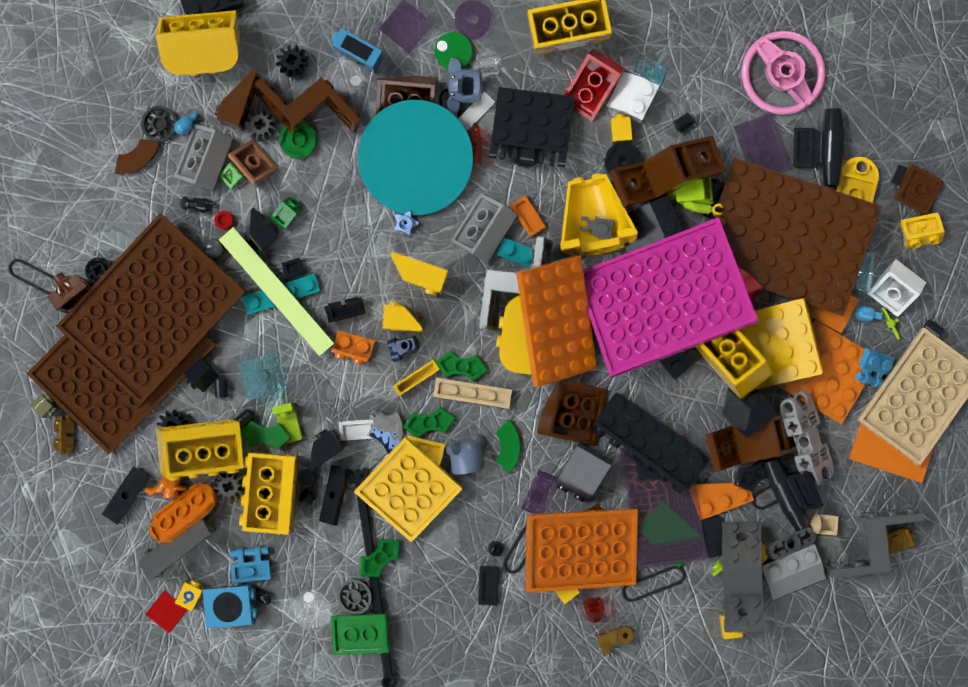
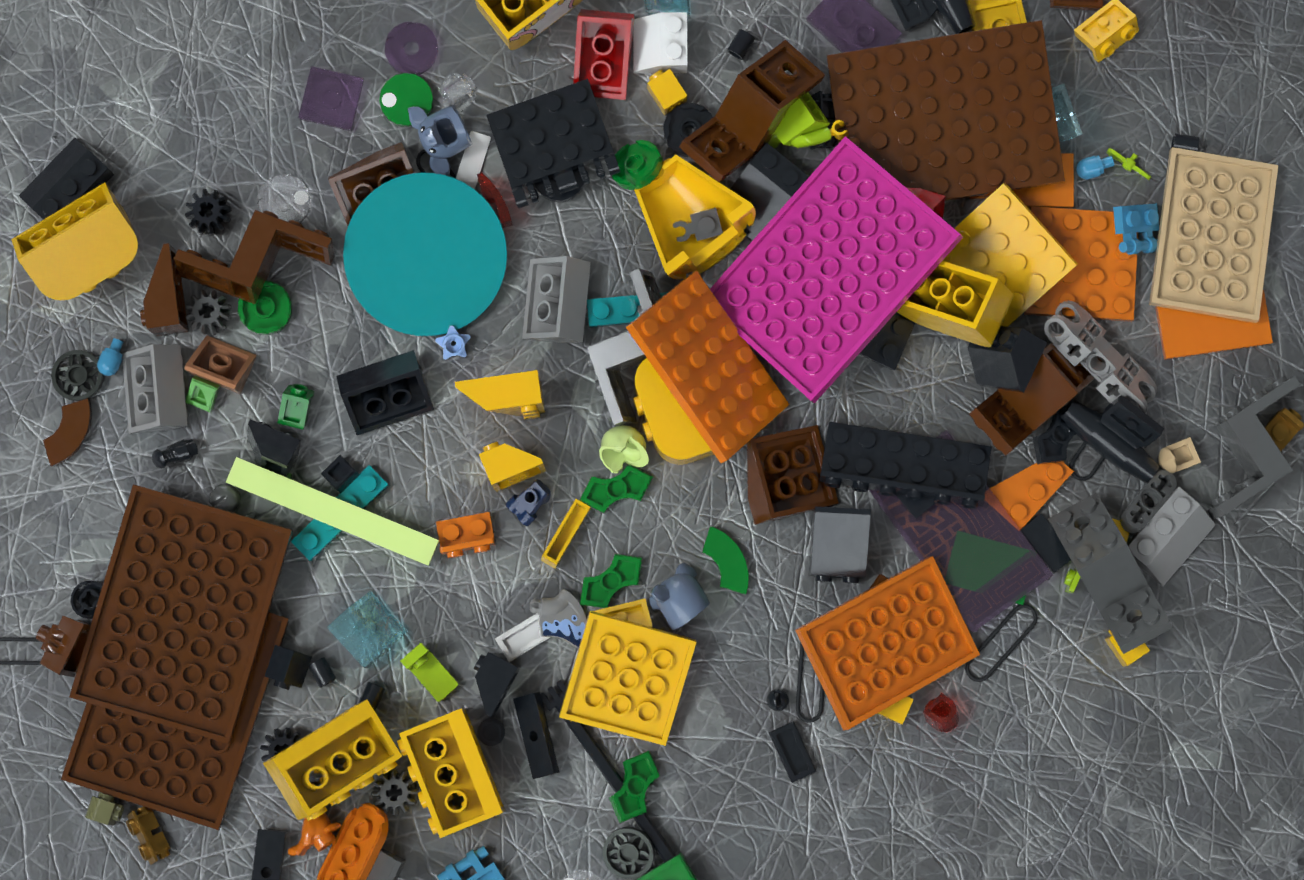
camera: 30 degrees left, 5 degrees down
(224, 220) = (220, 456): red tile -> none
(273, 436) = (421, 698): green tile -> none
(307, 497) = (502, 756): black hinge -> none
(346, 232) = (384, 392): none -> black slope
(352, 308) = (440, 482): black hinge -> none
(357, 50) = (284, 156): brick -> none
(472, 393) = (647, 515): tan plate -> none
(478, 341) = (621, 446): none -> yellowish green helmet
(528, 216) = (605, 258): orange tile -> none
(538, 492) = (795, 598): clear purple slope -> none
(579, 167) = (638, 165): none -> green tile
(613, 637) = (986, 736): pearl gold leg -> none
(897, 288) = (1113, 115): white slope -> none

